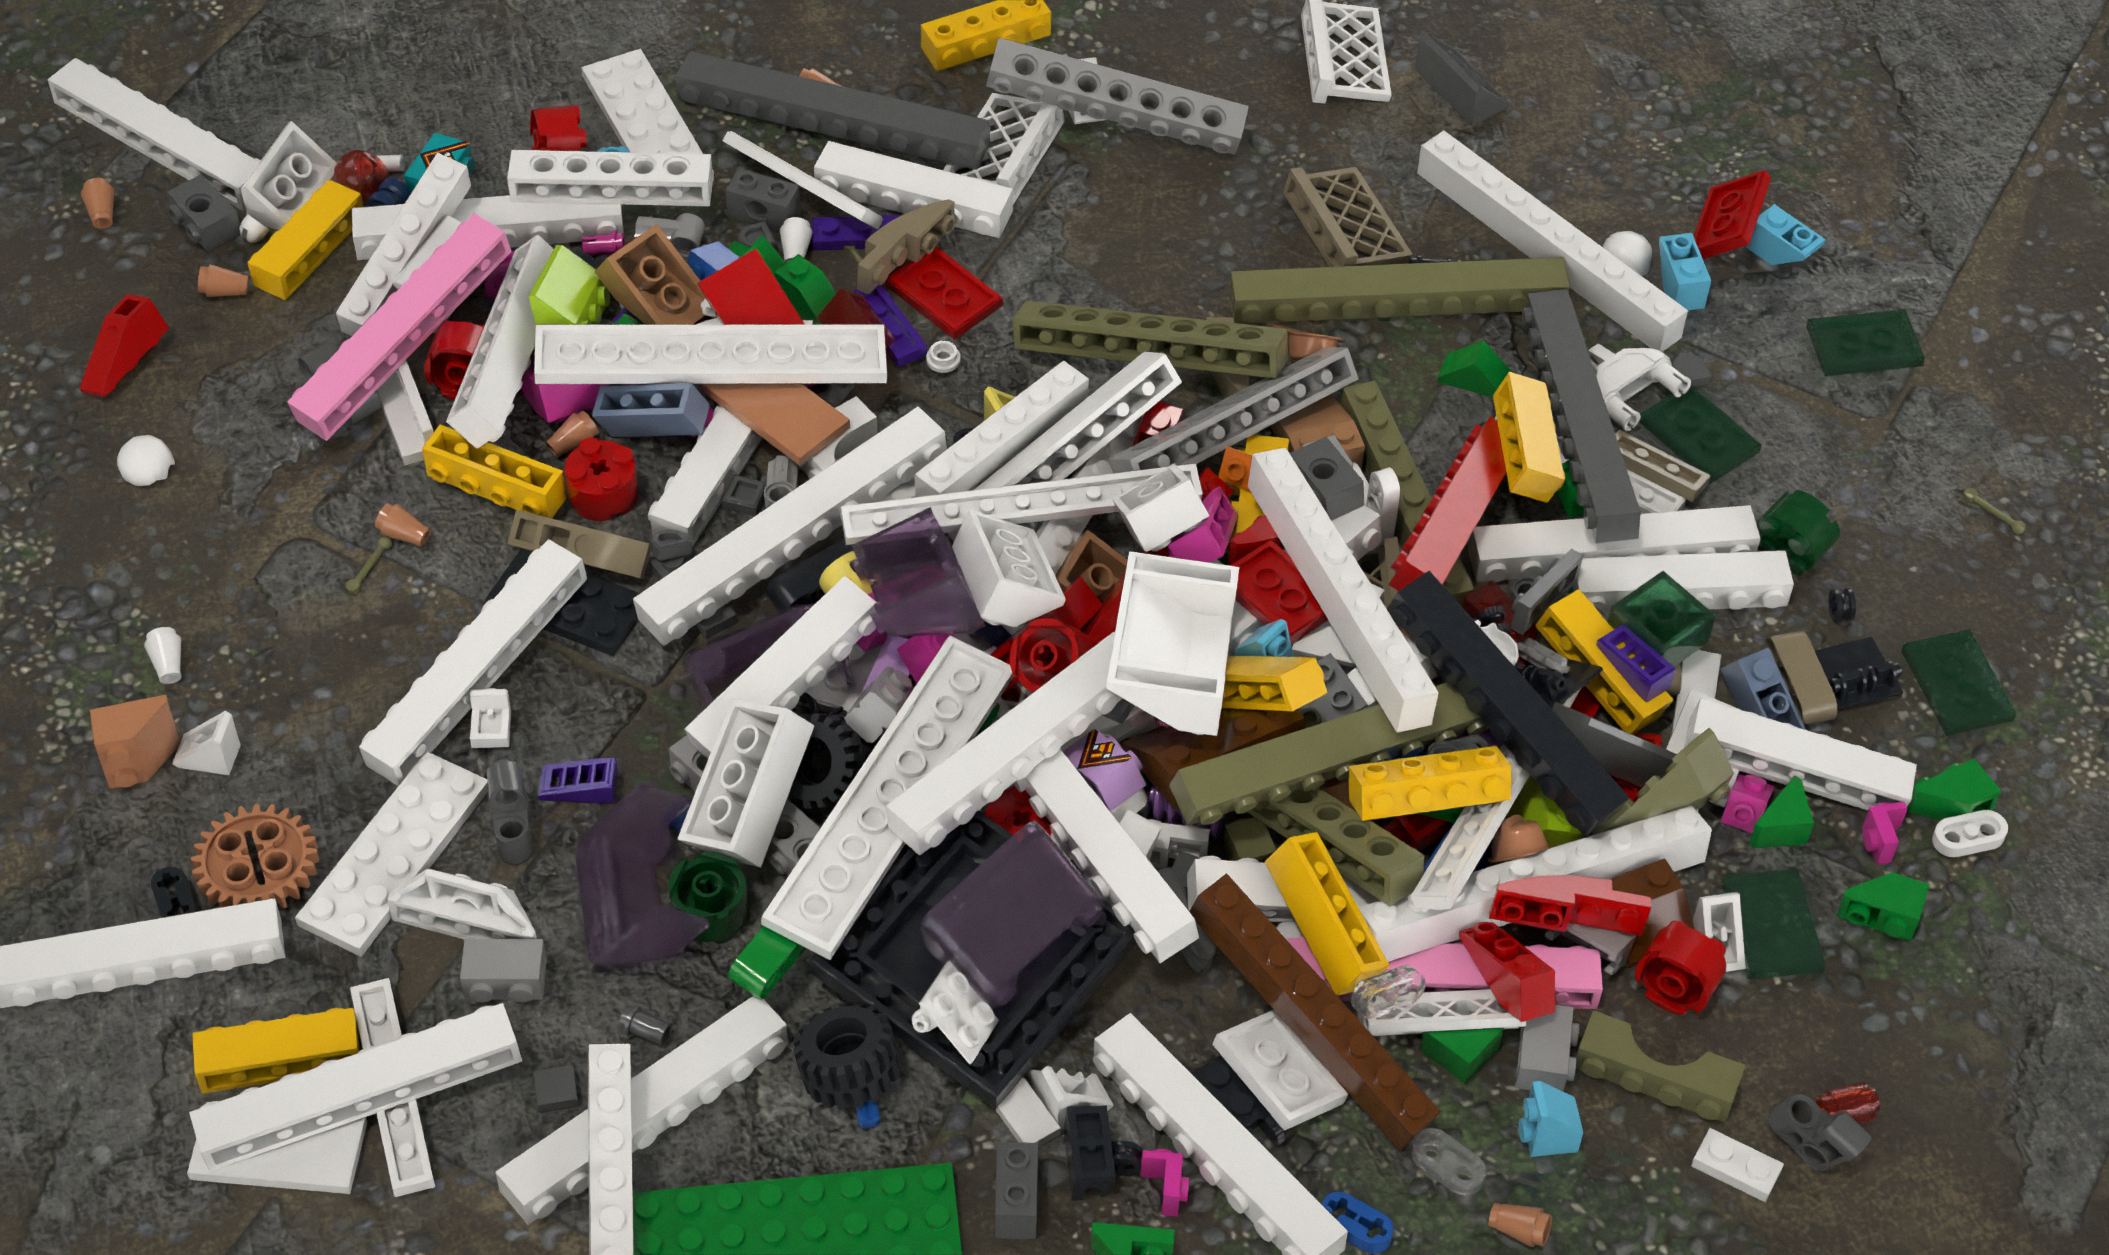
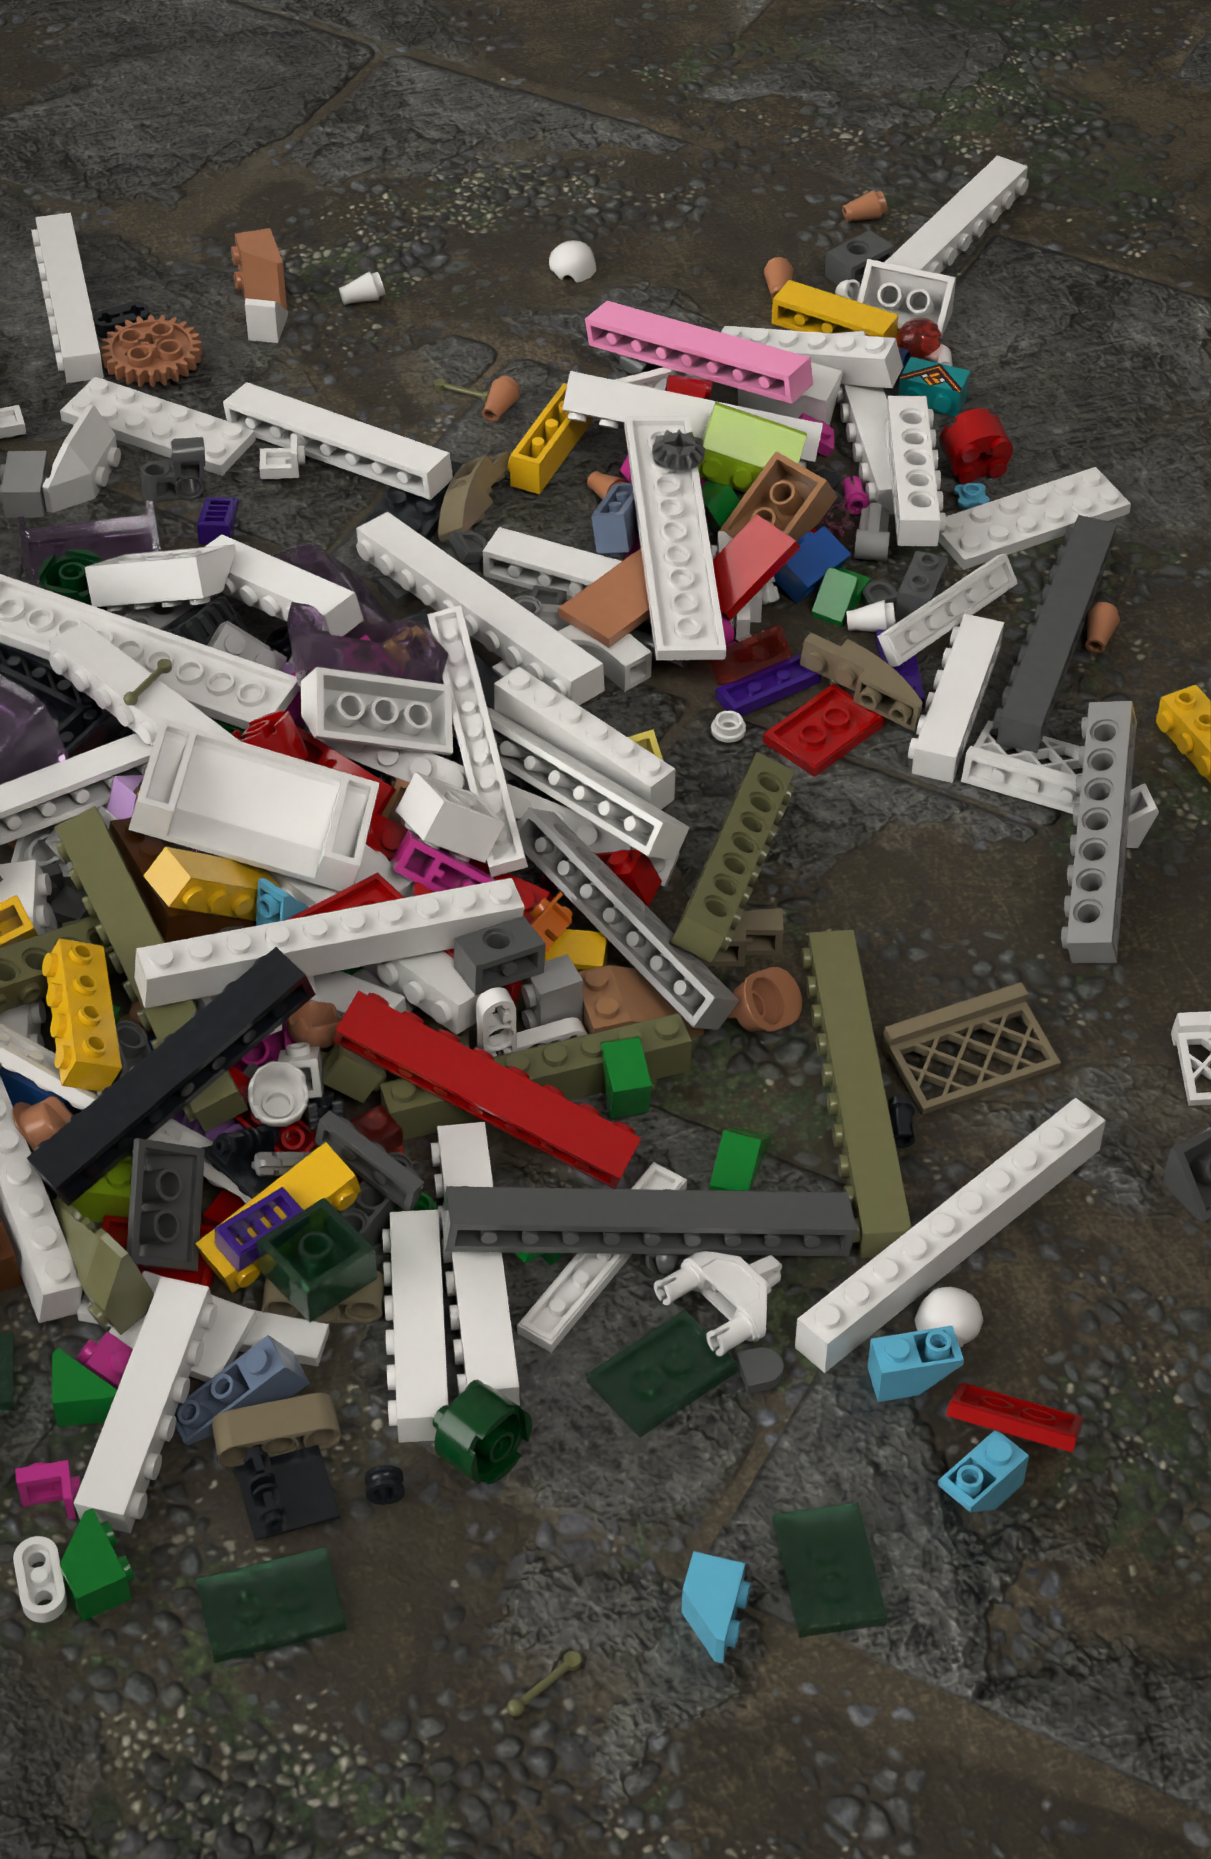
camera: 90 degrees right, 5 degrees down
(122, 341) = (705, 231): red slope -> none
(601, 479) = (549, 503): red brick -> none
(609, 340) = (667, 455): none -> dark grey gear
(805, 287) = (805, 615): green slope -> none
(968, 724) = (163, 666): none -> olive hinge
(1419, 426) = (626, 1077): none -> green slope
(1528, 437) = (600, 1160): yellow brick -> none
(1661, 467) = (598, 1315): dark tan plate -> none
(1916, 403) = (711, 1601): none -> medium azure slope

